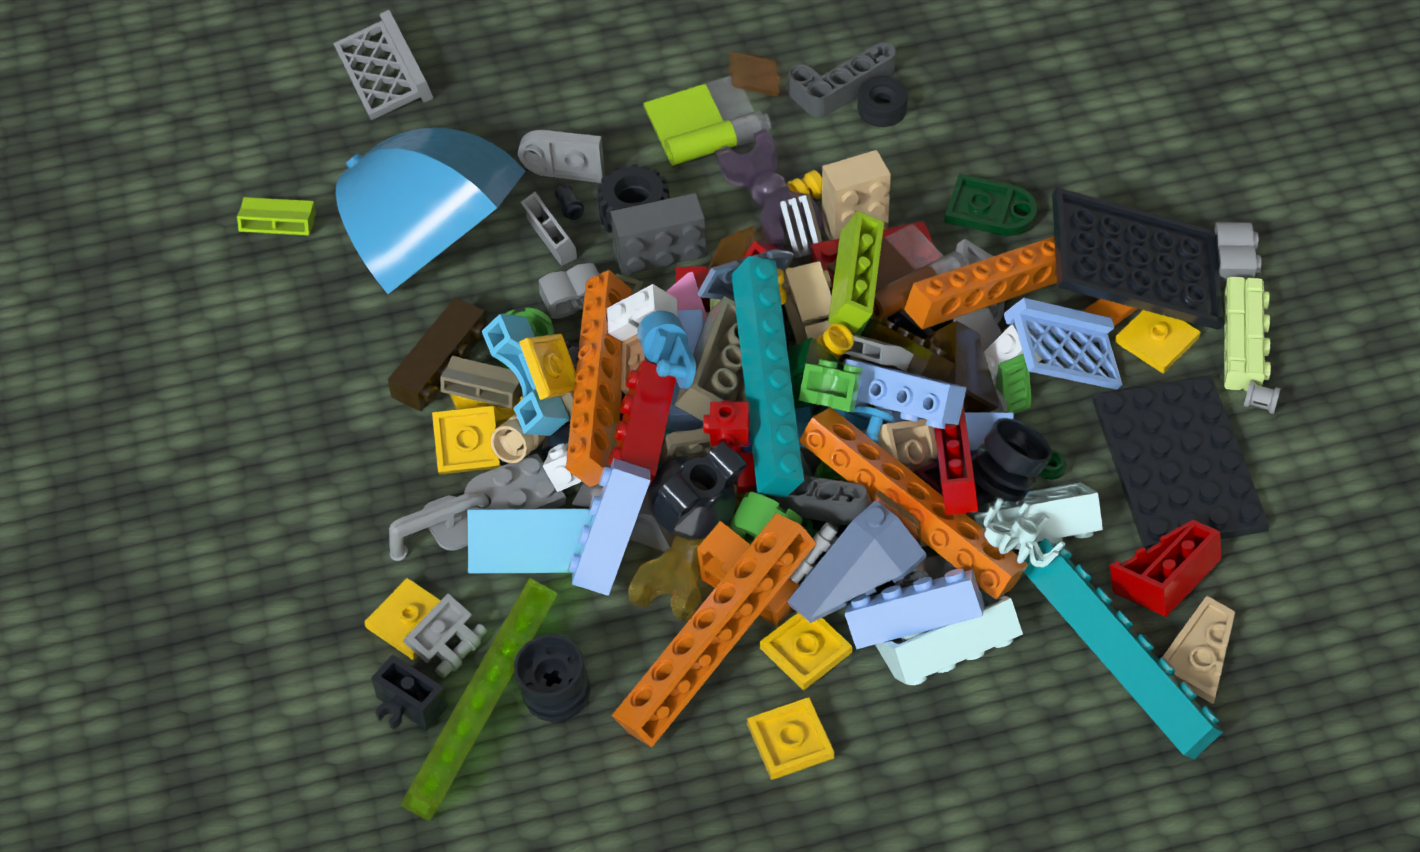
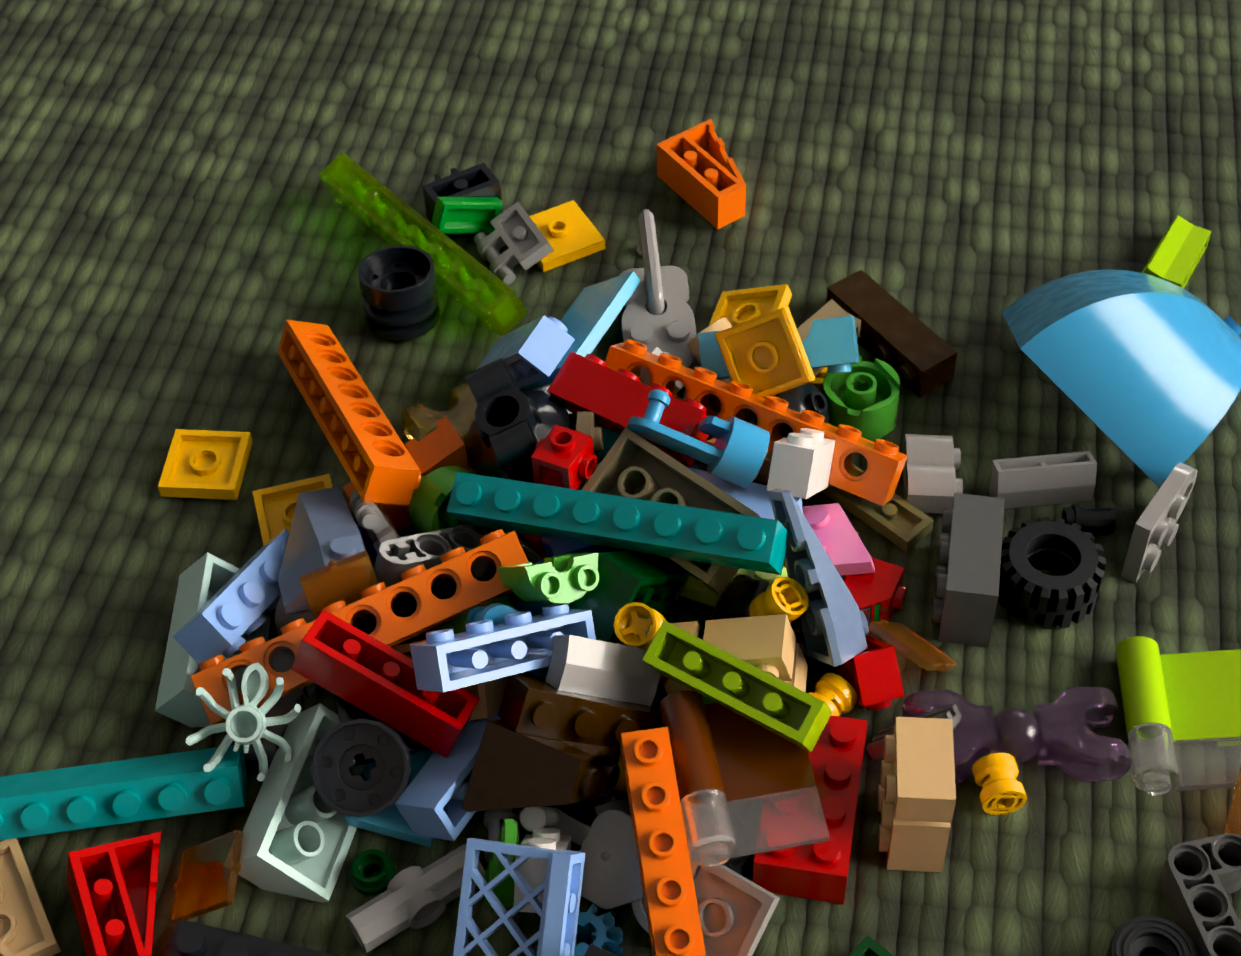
camera: 115 degrees right, 5 degrees down
(302, 529) = (703, 174): none -> orange wedge
(444, 678) = (466, 214): none -> green tile
(1058, 430) = (412, 899): none -> light grey piece
(1113, 536) = (207, 876): none -> clear orange piece

